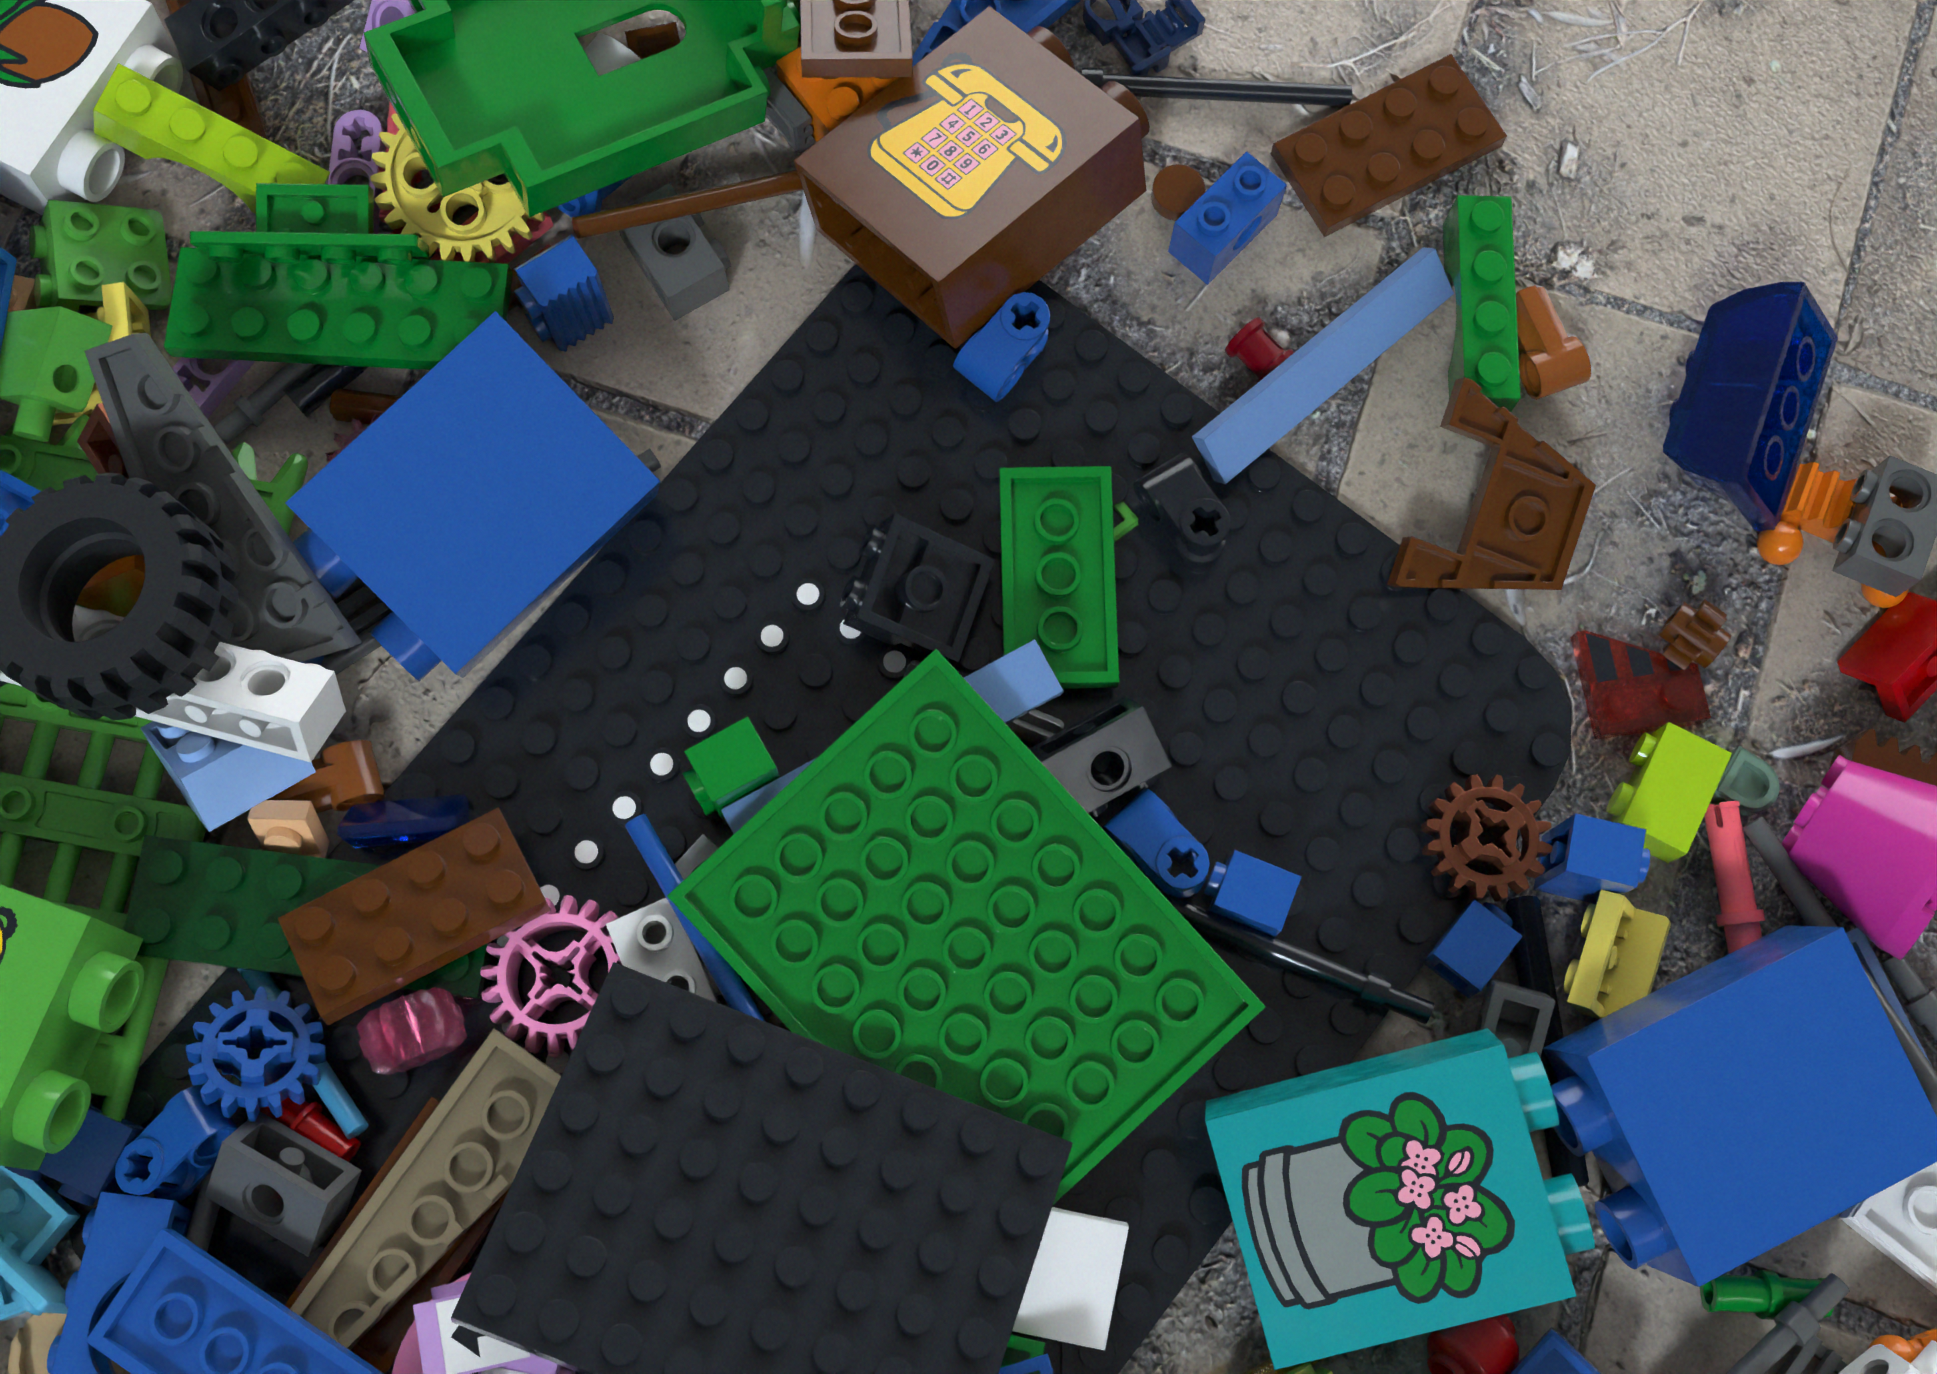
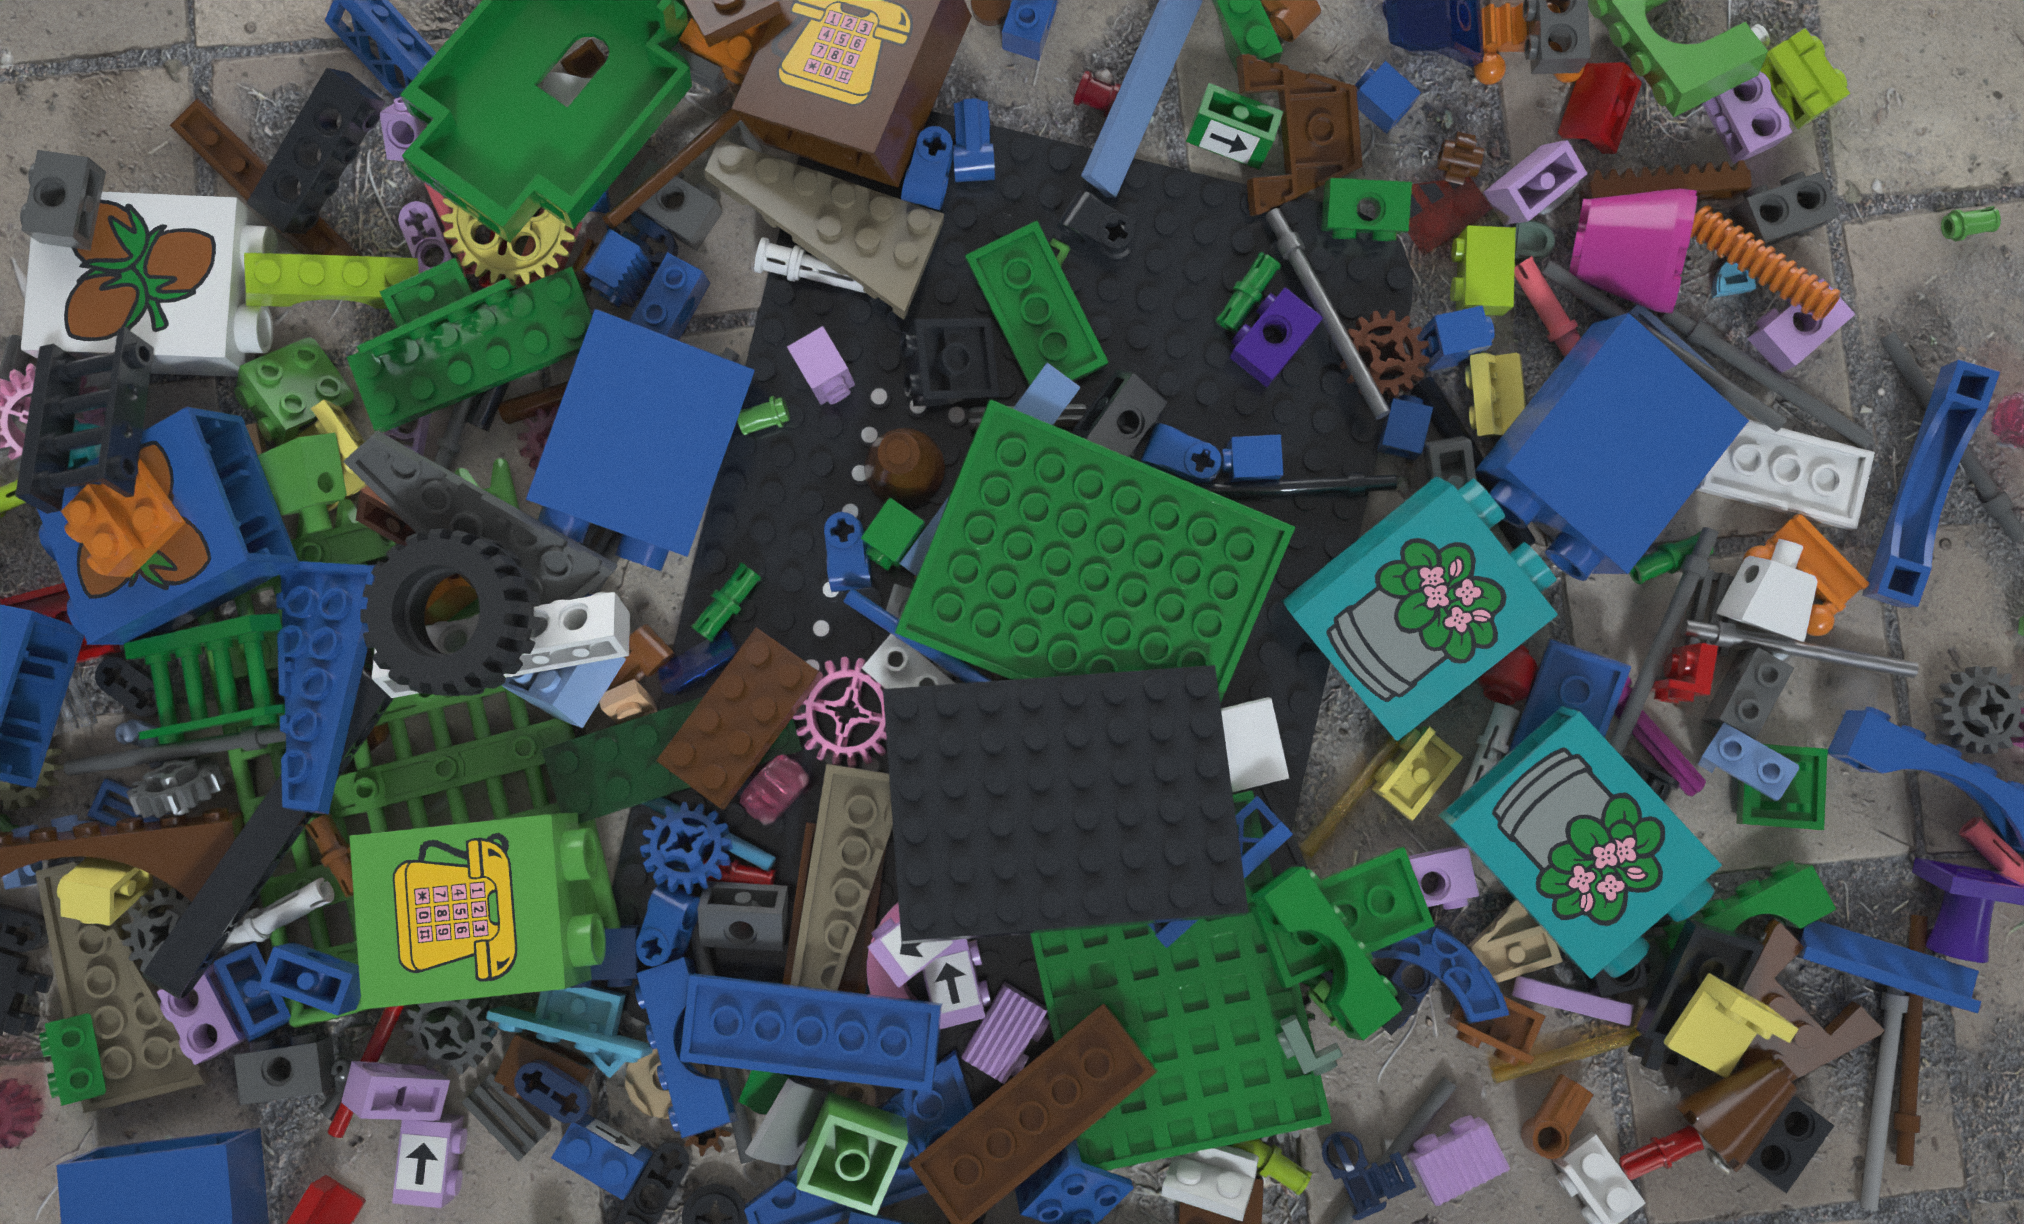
camera: 20 degrees left, 10 degrees up
(480, 760) = (726, 602): none -> green pin
(611, 357) = (671, 297): none -> blue brick
(625, 267) = (650, 230): none -> dark blue beam
(649, 549) = (764, 416): none -> bright green pin
(656, 778) = (846, 561): none -> blue piece
(749, 519) = (822, 366): none -> lavender brick
(780, 390) = (796, 264): none -> white pin
(794, 695) = (904, 467): none -> reddish brown cone
(867, 366) = (842, 224): none -> dark tan wing
(1071, 350) = (973, 149): none -> blue piece
(1326, 772) = (1291, 318): none -> dark purple brick
(1341, 678) = (1248, 293): none -> green pin
(1416, 464) = (1234, 126): none -> green brick
(1424, 648) = (1292, 248): none -> flat silver bar
(1578, 640) = (1389, 199): none -> green brick
(1628, 516) = (1385, 96): none -> blue brick
(1782, 709) = (1535, 182): none -> lavender brick

